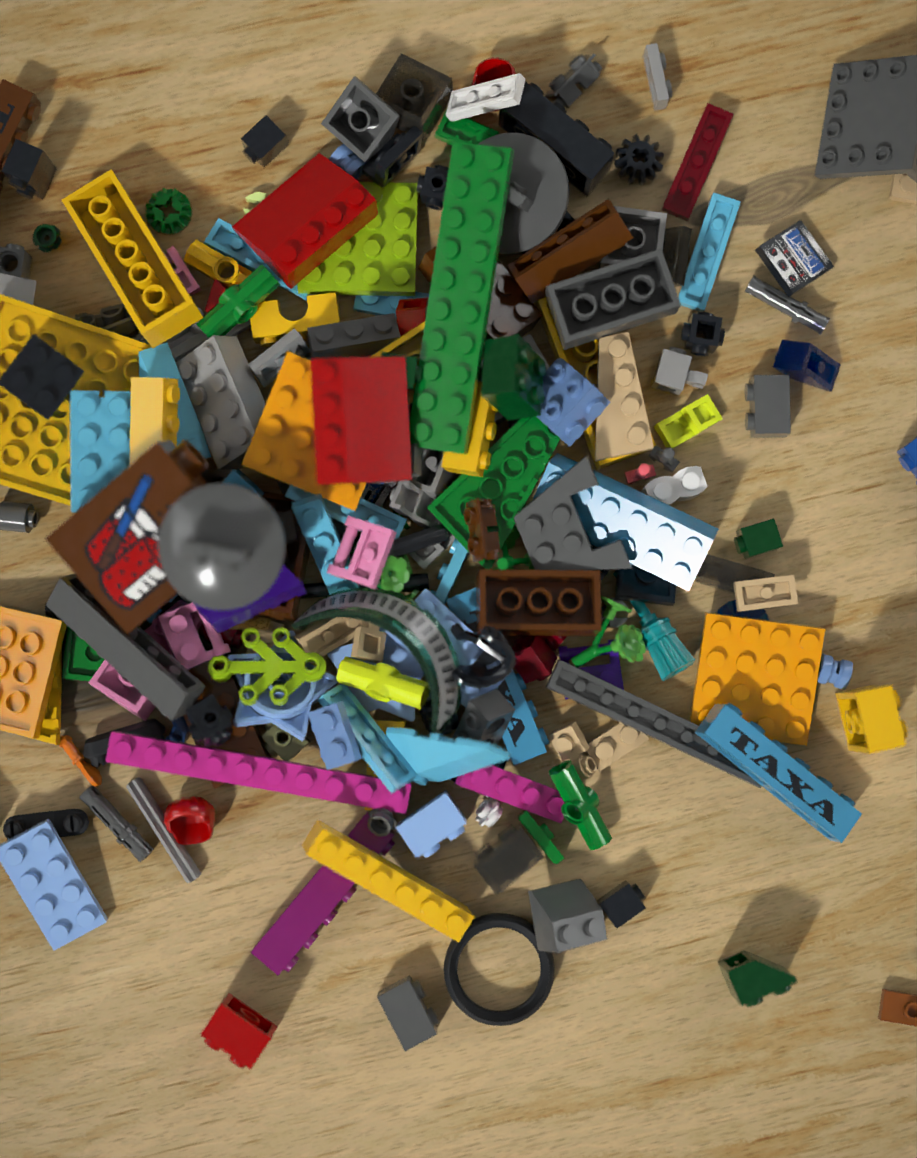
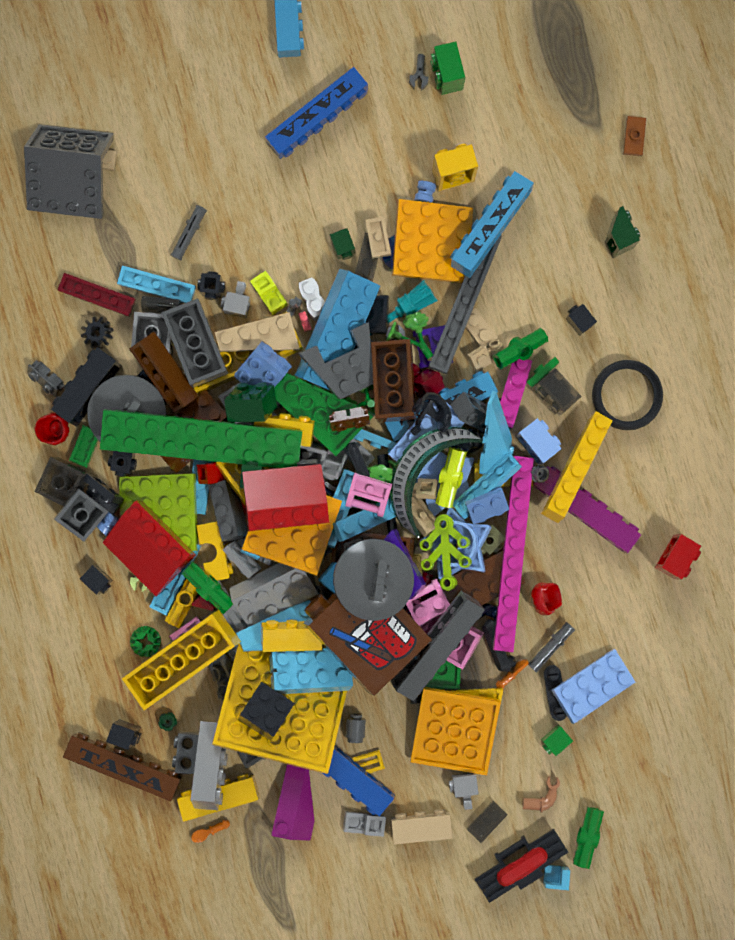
camera: 90 degrees left, 0 degrees up
(156, 820) = (548, 620): light grey axle -> none
(210, 722) = (477, 587): black brick -> none
(408, 1012) = (658, 451): dark grey brick -> none
(485, 97) = (63, 433): white tile -> none
(488, 812) = (529, 406): white plate -> none
(566, 916) = (591, 353): dark grey slope -> none
(654, 65) = (47, 322): light grey plate -> none
(768, 406) = (256, 241): dark grey brick -> none
(794, 258) = (158, 229): tile -> none
(806, 364) = (227, 218): clear blue slope -> none

